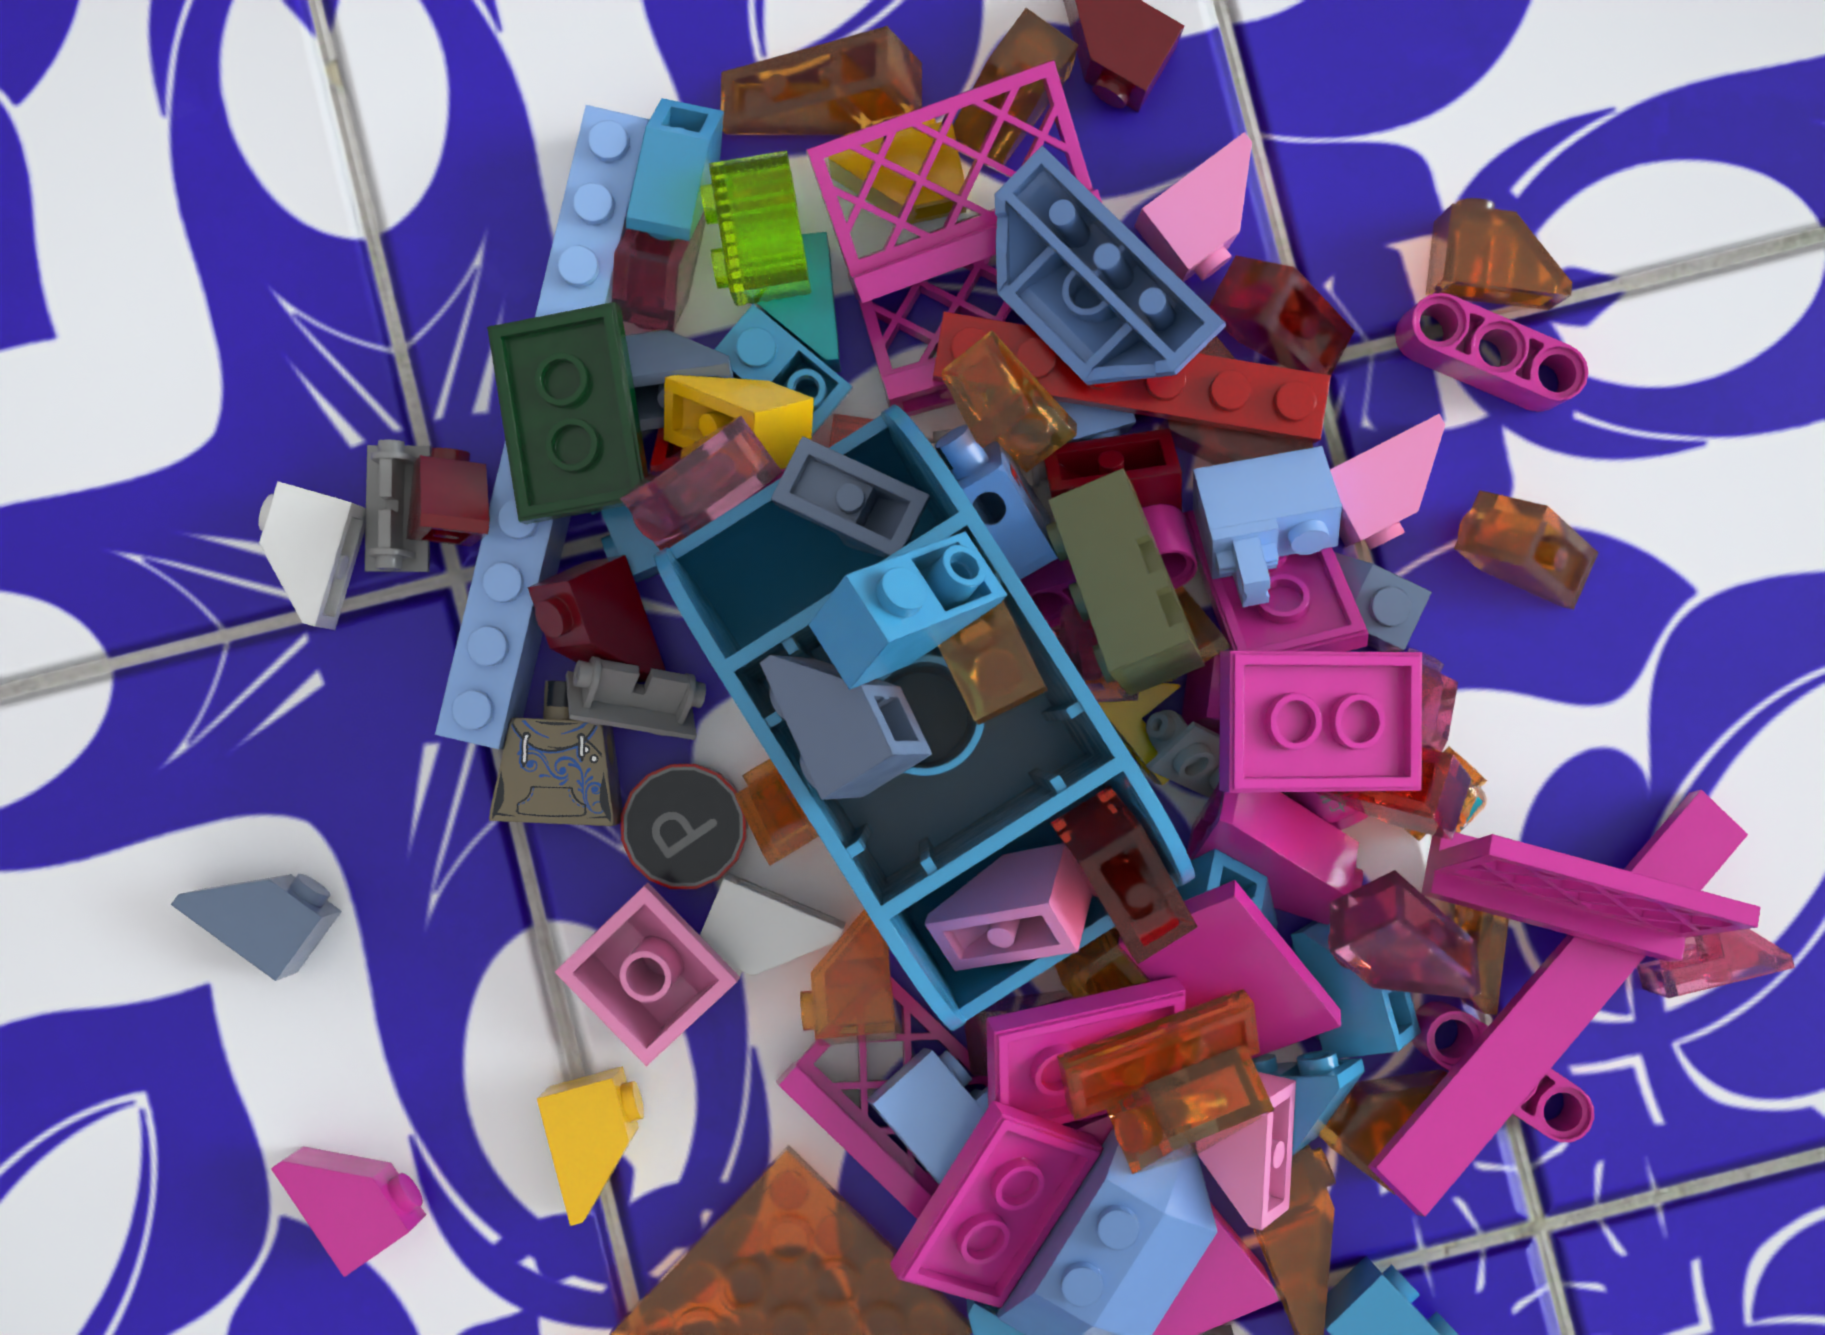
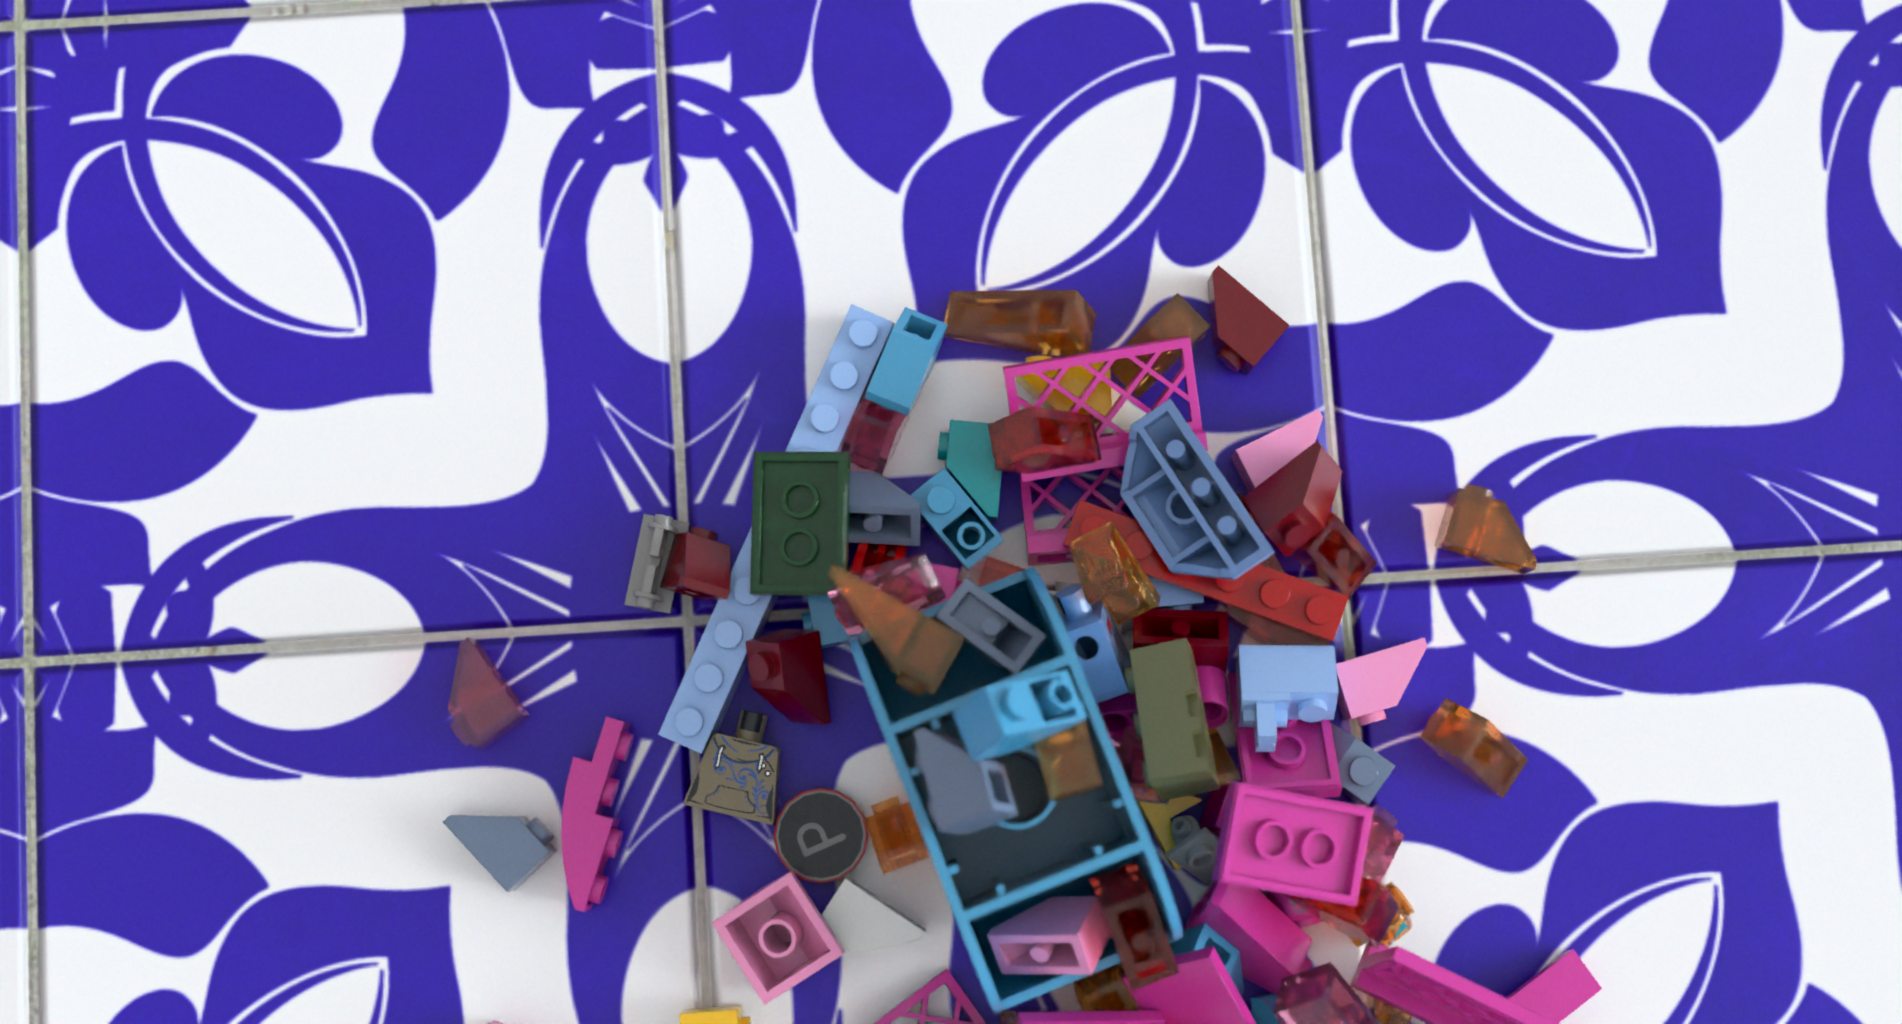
camera: 10 degrees right, 5 degrees down
(196, 729) = (481, 699): none -> clear pink slope
(312, 549) = (591, 580): white slope -> none
(369, 879) = (587, 833): none -> dark pink slope
(608, 695) = (788, 729): light grey hinge -> none
(703, 404) = (900, 536): yellow slope -> none
(734, 537) = (904, 638): none -> clear orange slope
(757, 227) = (958, 416): clear neon green brick -> none
(851, 989) = (924, 975): clear orange slope -> none
(878, 236) = (1043, 440): none -> clear red slope
(1239, 254) = (1296, 499): none -> dark red slope
(1519, 348) = (1494, 600): dark pink beam -> none

